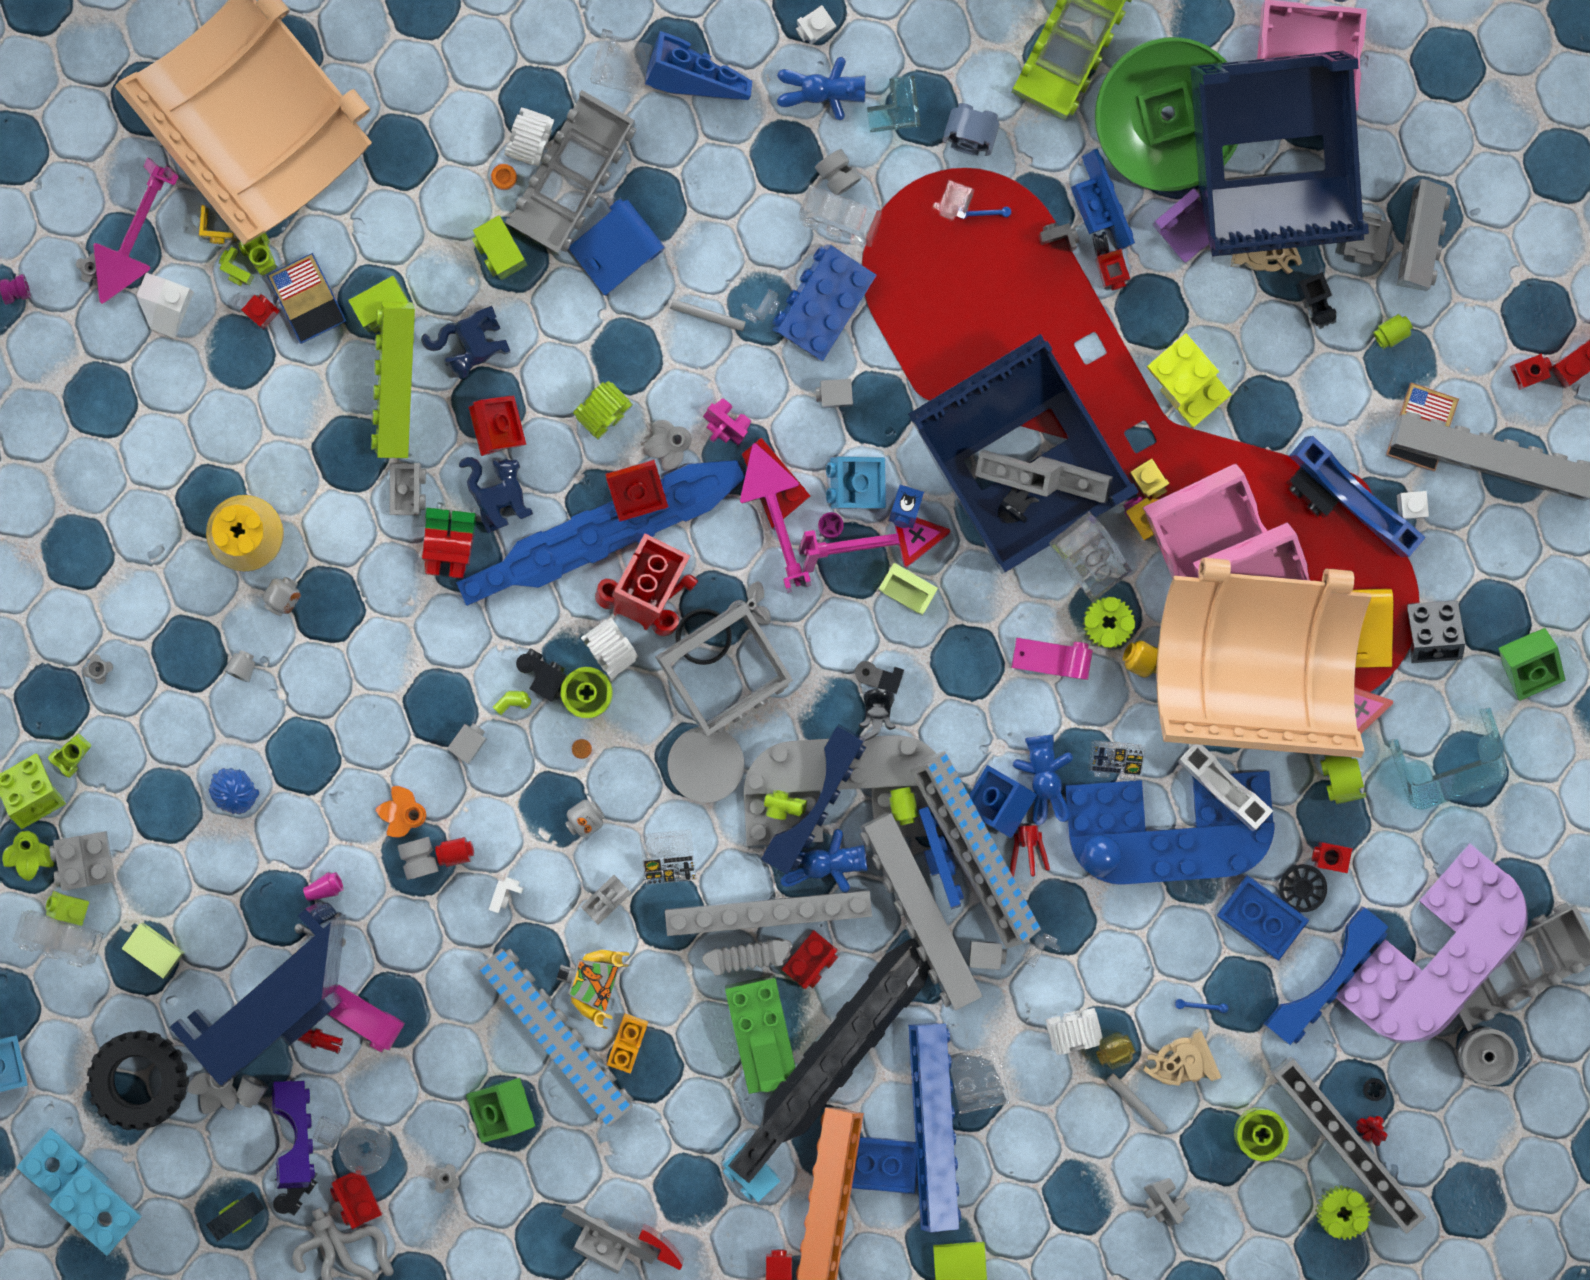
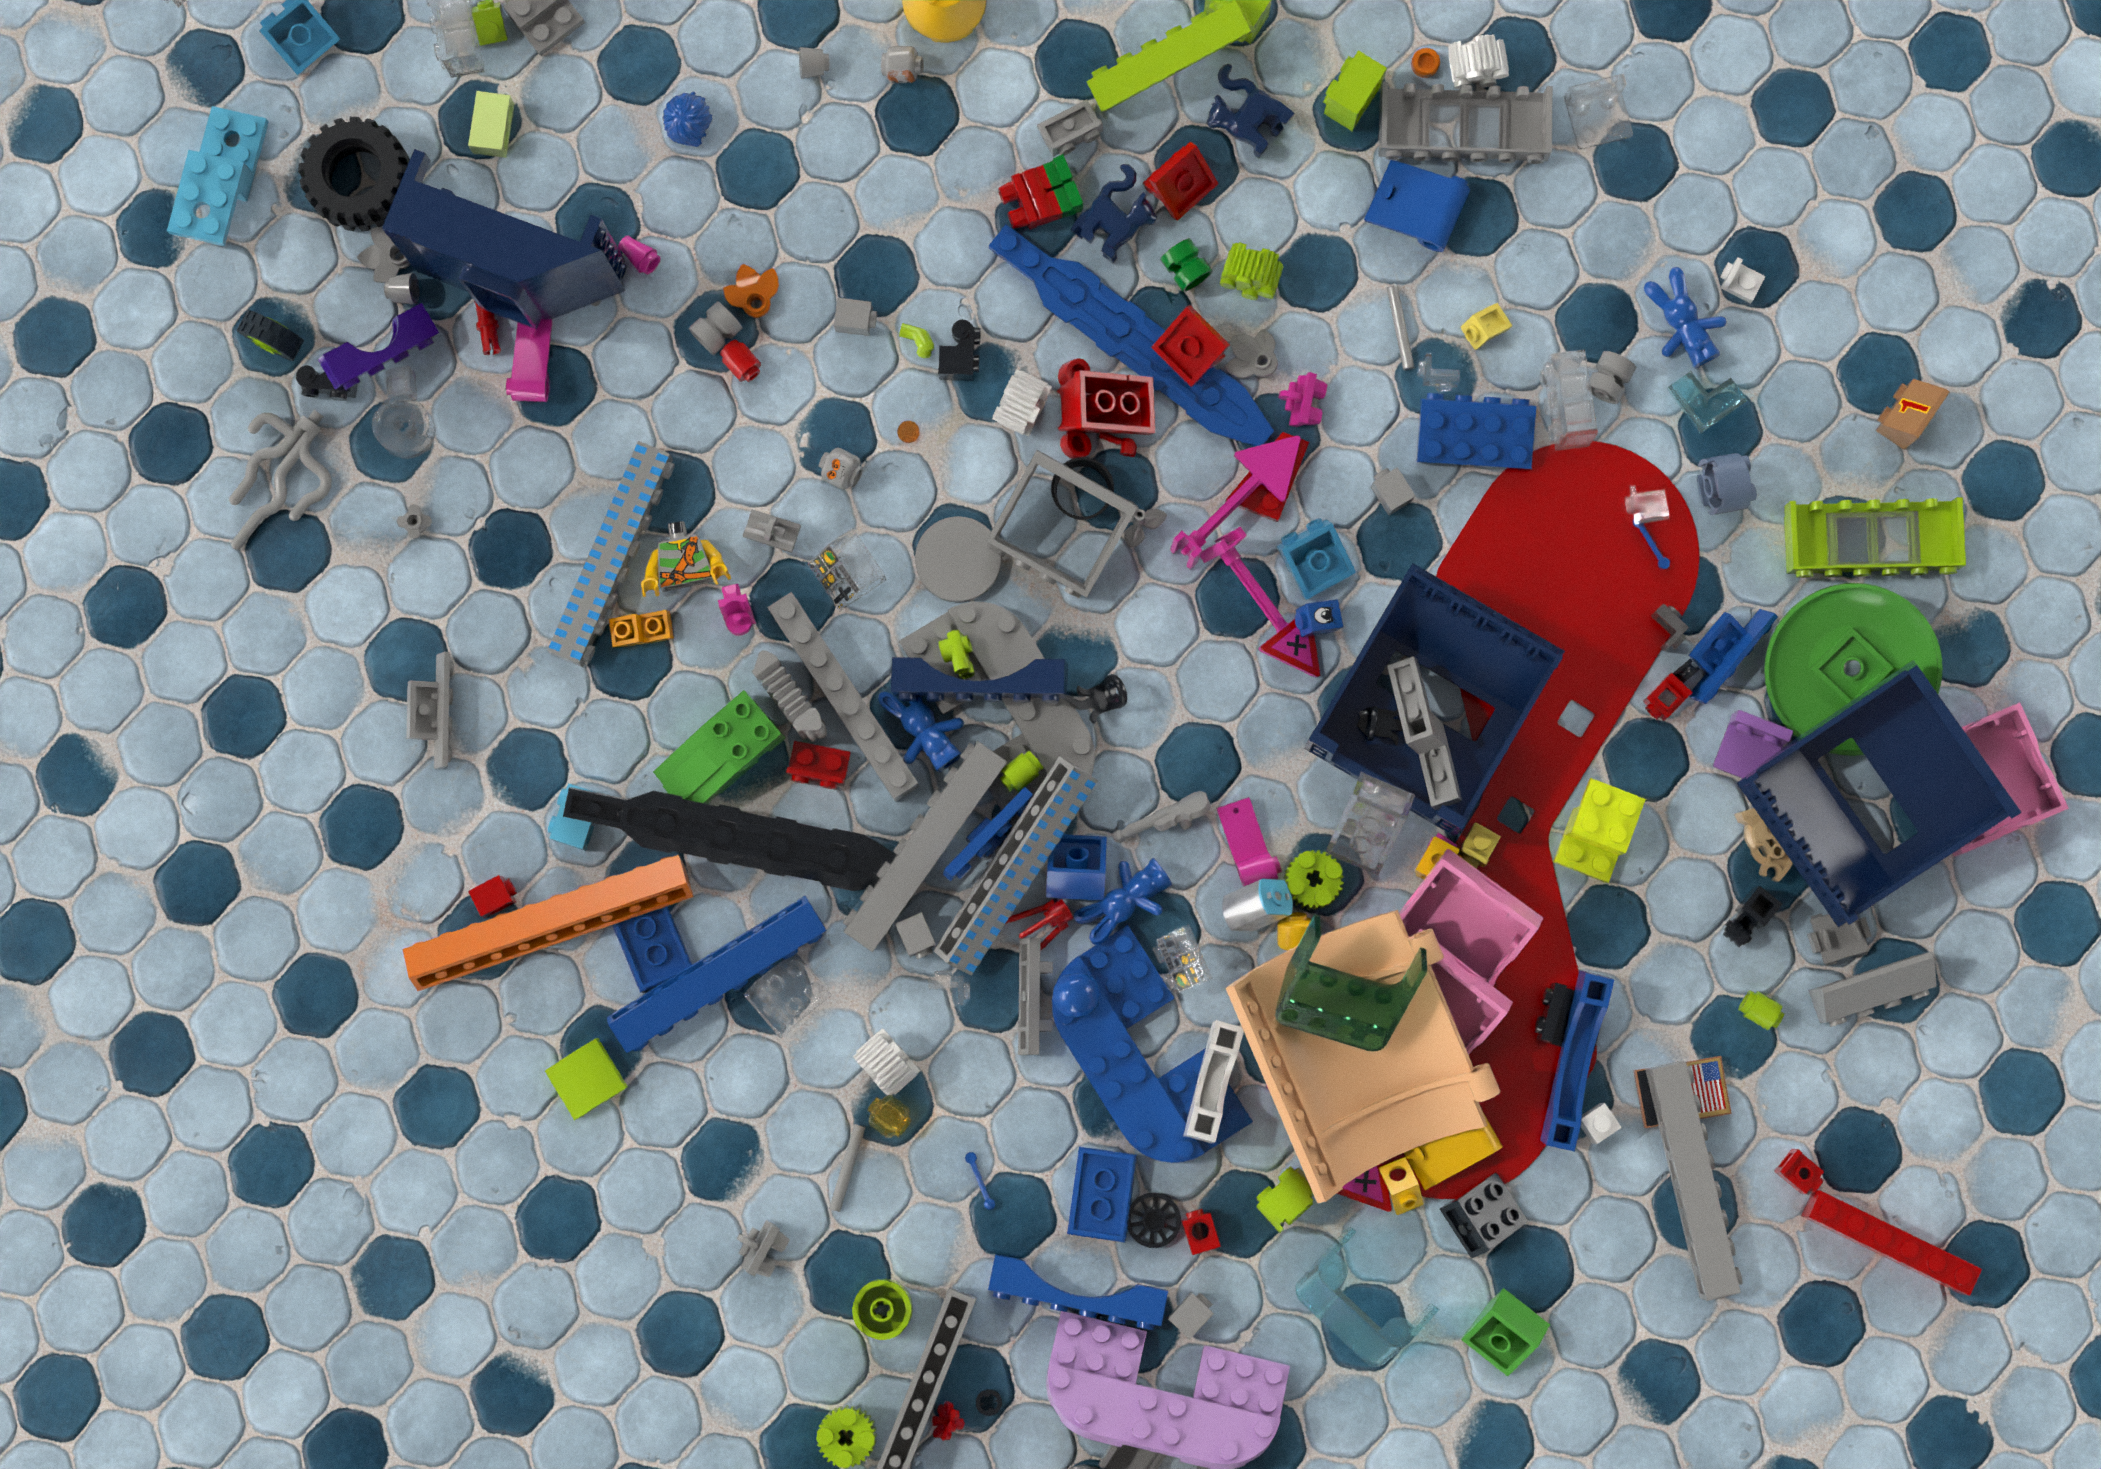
camera: 65 degrees right, 5 degrees down
(356, 1199) = (348, 445): red bracket -> none
(500, 897) = (720, 427): white bracket -> none
(500, 1110) = (510, 539): bright green slope -> none
(568, 457) = (1186, 265): none -> green wheel
(577, 681) = (958, 418): lime brick -> none
(656, 961) = (736, 610): none -> dark pink hips
(668, 1252) = (453, 775): red slope -> none
(684, 71) = (1625, 175): blue wedge -> none
(743, 247) = (1485, 325): none -> light yellow bracket
(828, 522) = (1262, 550): magenta wheel -> none
(872, 676) = (1133, 670): leg -> none
(908, 589) = (1238, 664): yellowish green panel -> none
(1000, 695) = (1182, 812): none -> light grey piece
(1099, 902) = (1029, 996): none -> light grey hinge
(1106, 678) = (1257, 905): none -> flat silver piece
(1187, 1062) = (916, 1197): tan piece -> none
(1221, 656) = (1341, 1003): none -> clear green windscreen
(1386, 685) = (1404, 1193): none -> yellow bracket
(1391, 898) = (1191, 1314): none -> light grey brick

